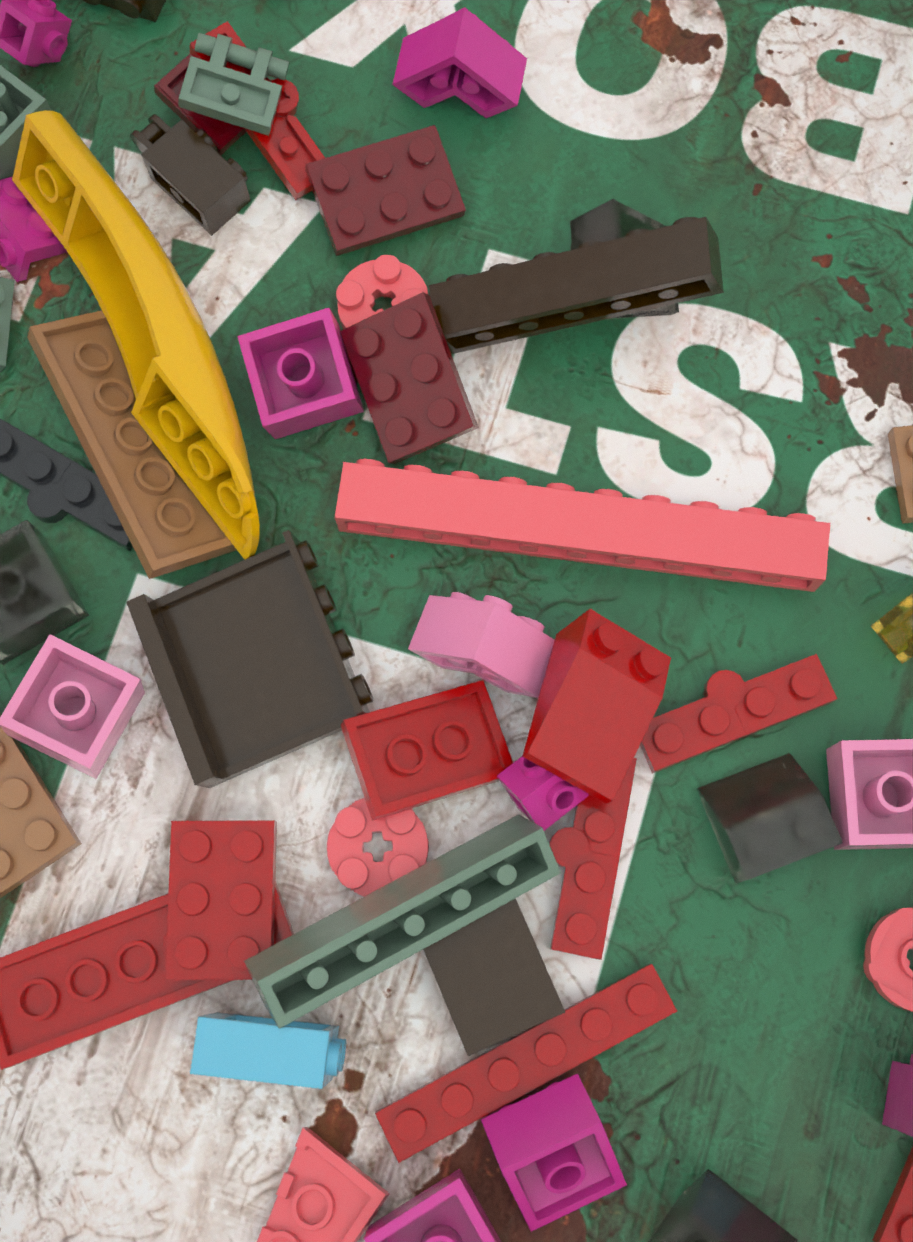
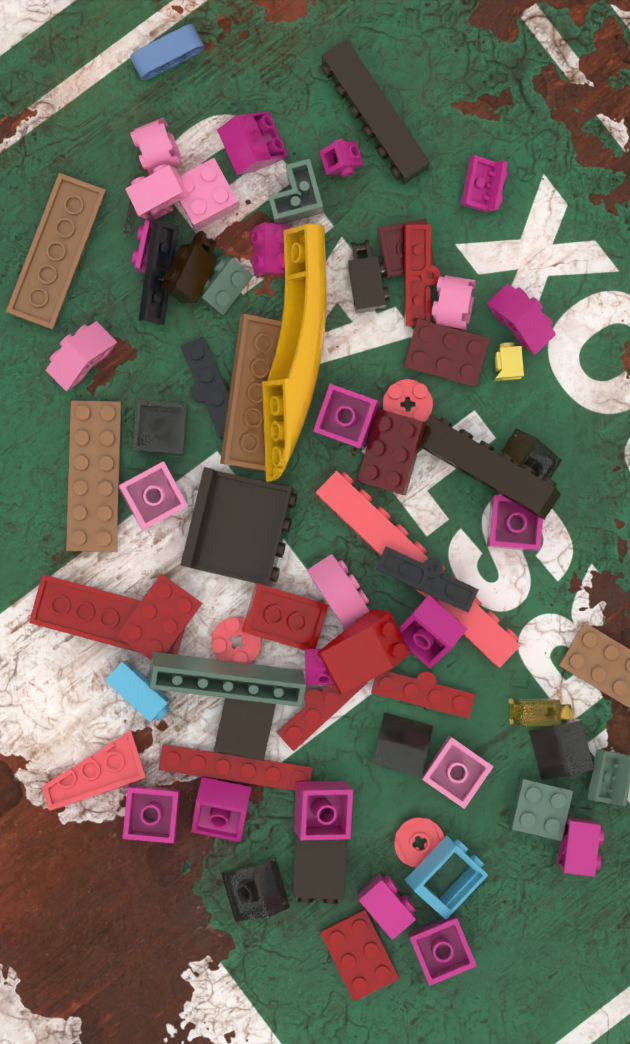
camera: 30 degrees right, 10 degrees up
(230, 94) = (405, 264): sand green plate -> none
(342, 105) = (454, 302): none -> bright pink brick
(489, 143) = (509, 362): none -> light yellow window
(609, 519) = (427, 578): none -> black hinge
(676, 355) = (513, 526): none -> dark pink brick
(679, 598) = (431, 631): none -> dark pink brick
(727, 1023) = (323, 810): none -> dark pink brick
(793, 1128) = (319, 870): none -> dark brown brick

